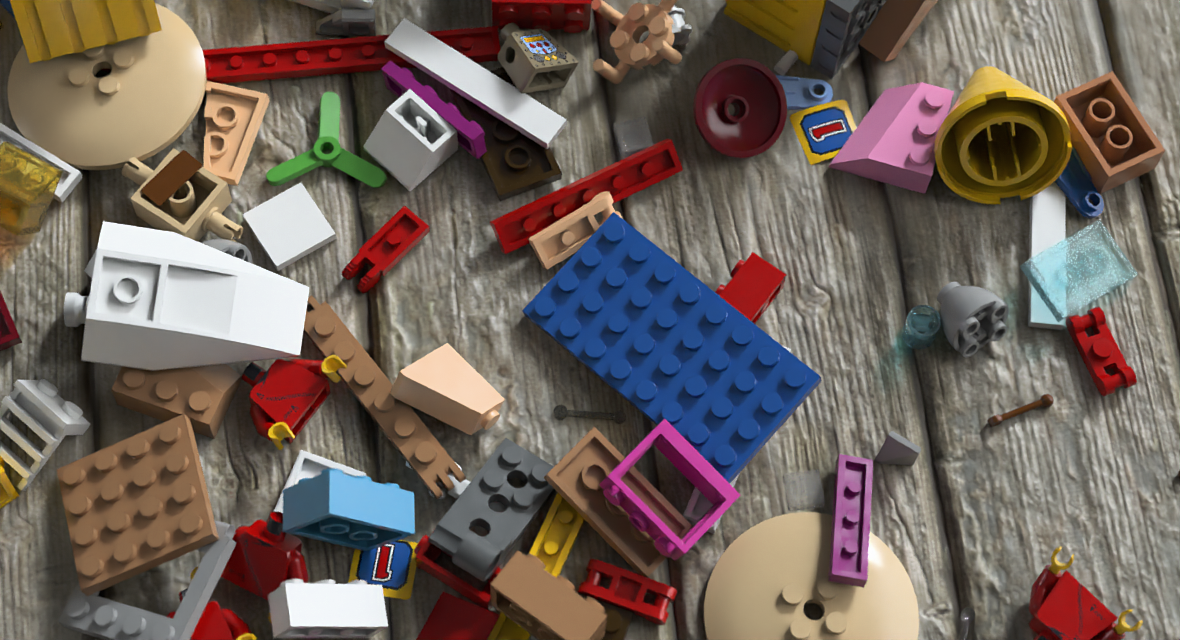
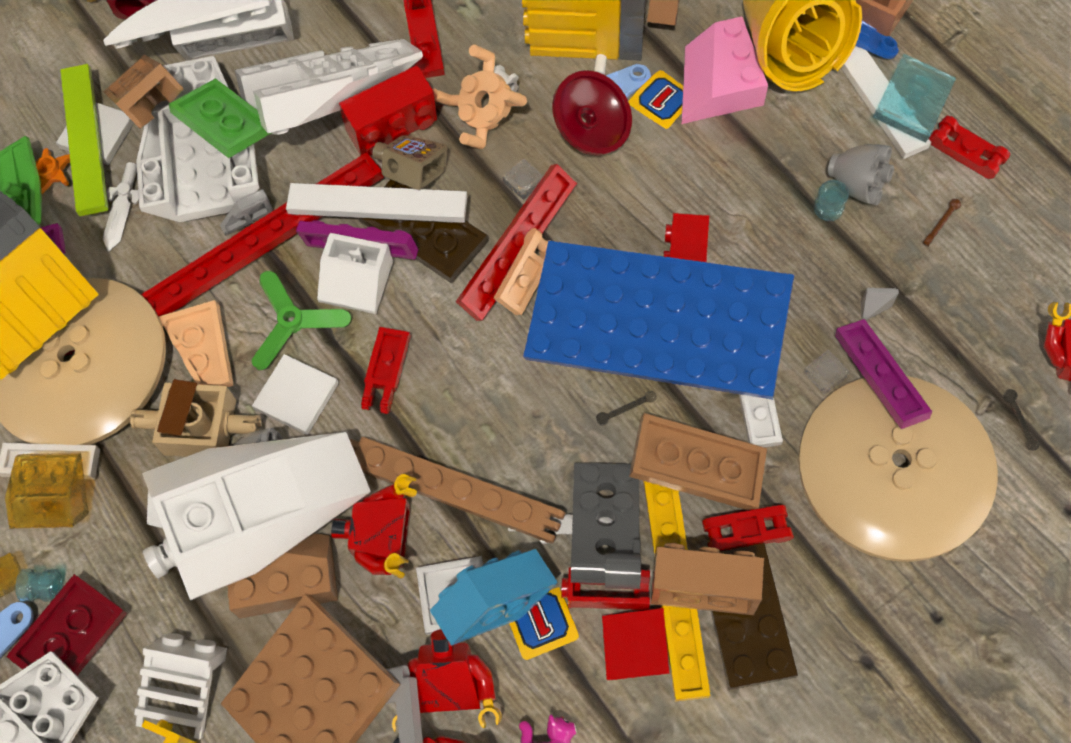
camera: 20 degrees left, 0 degrees up
(327, 609) = (524, 688): white brick -> none
(449, 390) = (509, 451): light nougat slope -> none
(693, 467) = (744, 402): dark pink window -> none

